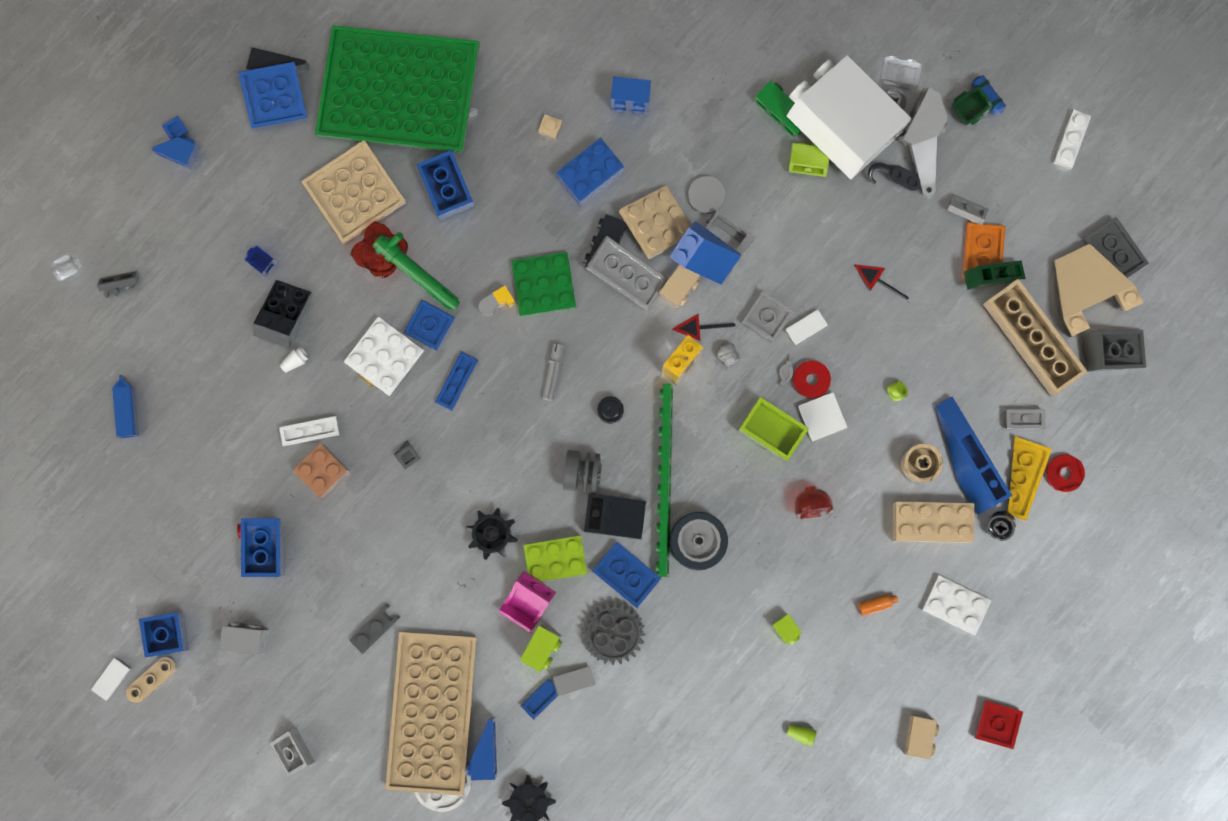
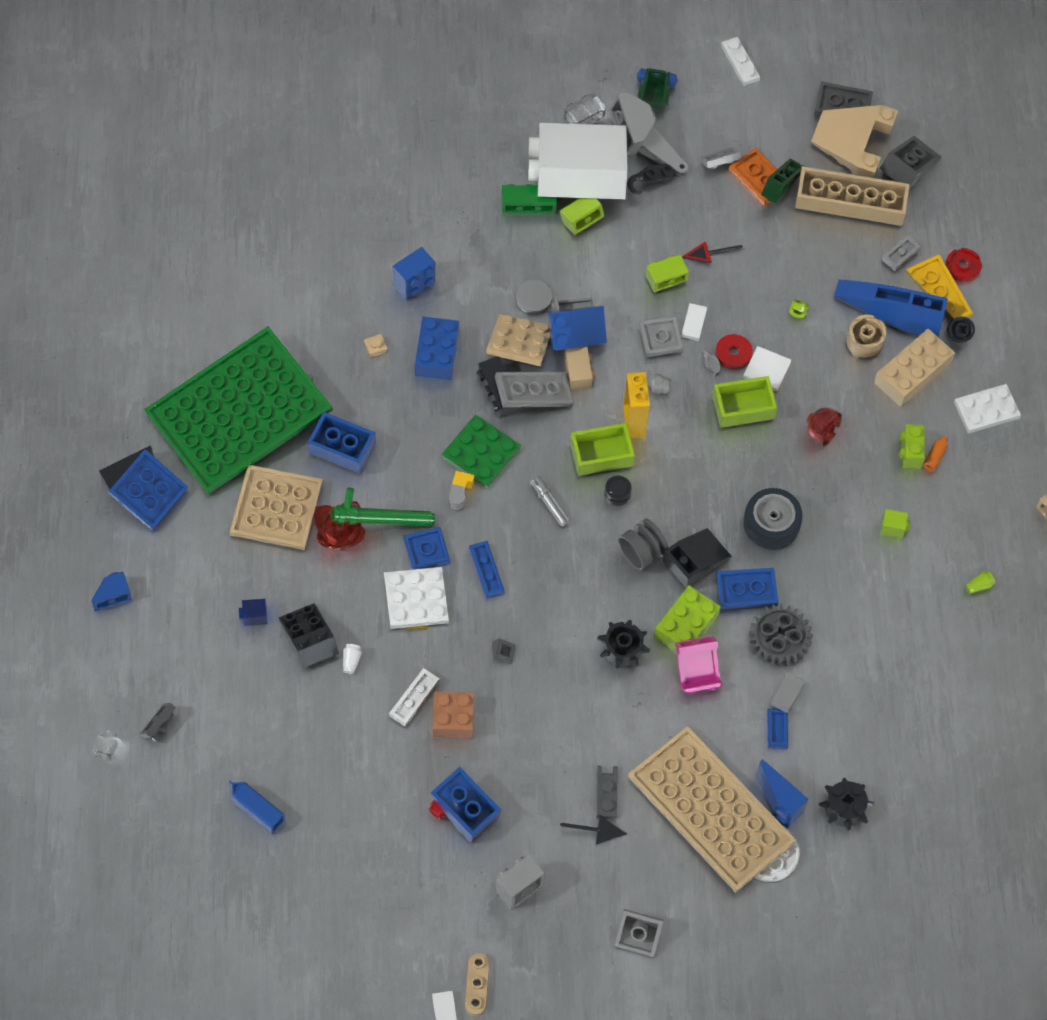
camera: 50 degrees left, 20 degrees down
(163, 634) = (454, 937): blue brick -> none
(175, 128) = (93, 578): blue plate -> none
(344, 656) = (605, 830): none -> black piece
(541, 648) = (743, 683): lime brick -> none
(628, 368) = (602, 449): none -> lime piece
(664, 488) = (712, 508): green plate -> none
(692, 328) = (617, 390): piece -> none
(824, 269) = (667, 272): none -> lime brick
(864, 583) = (913, 446): none -> lime brick

